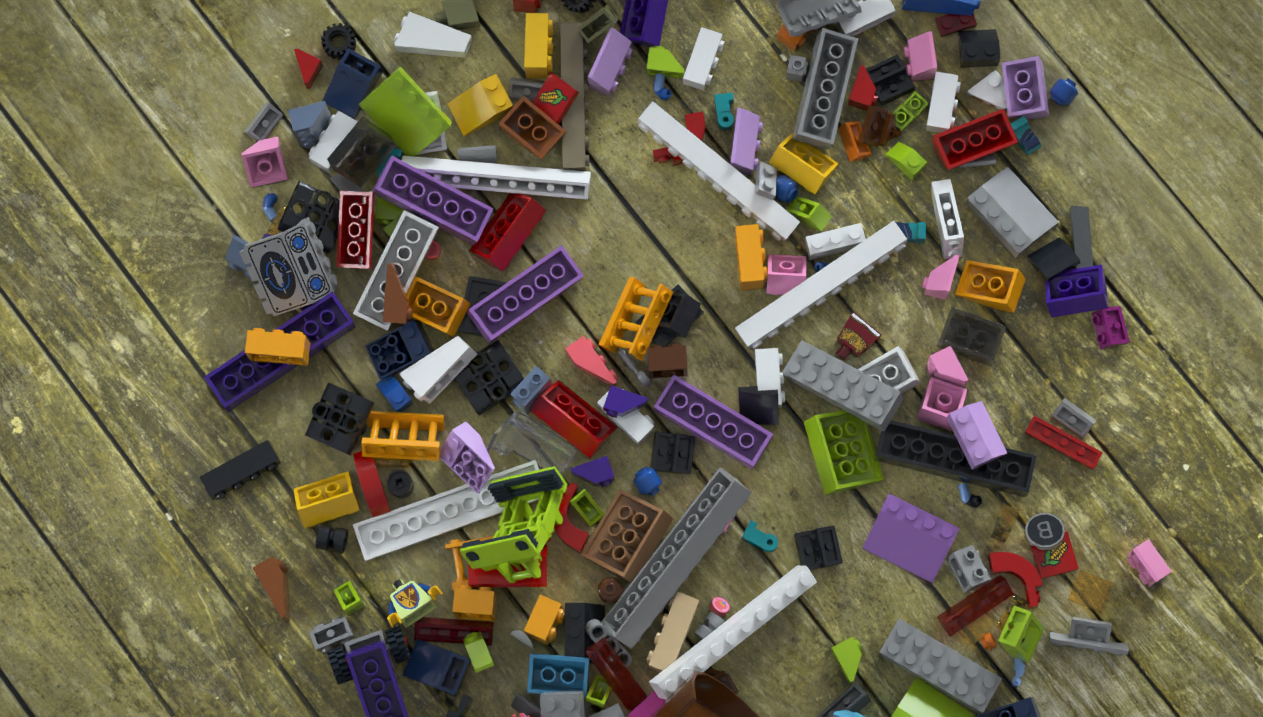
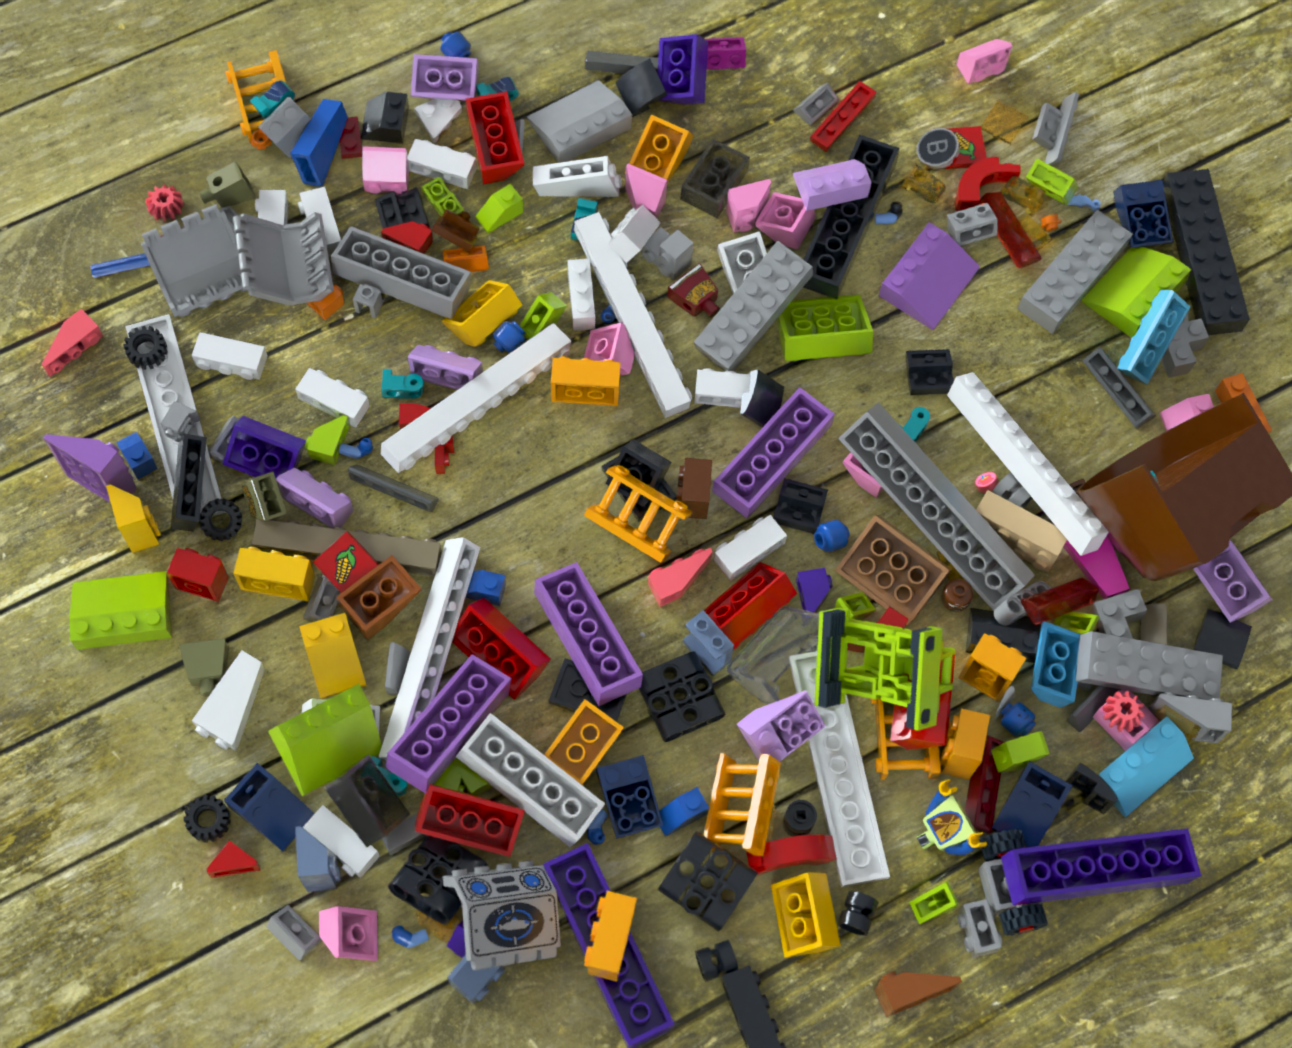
camera: 90 degrees left, 10 degrees down
(283, 441) = (724, 956): none -> black wheel
(371, 330) = (595, 830): none -> arm
(396, 302) = (579, 777): dark orange slope -> none
(438, 369) = (664, 750): white slope -> none
(509, 650) = (1017, 719): none -> blue head
(556, 211) = (487, 586): none -> blue slope
(622, 402) = (739, 541): dark purple slope -> none
(631, 129) = (393, 487): none -> dark grey slope
(640, 375) = (705, 524): light grey piece -> none
(766, 180) = (498, 348): light grey plate -> none
(848, 657) = (1057, 359): lime slope -> none
(888, 307) = (669, 252): none -> light grey brick
(896, 273) = (633, 232): none -> white brick

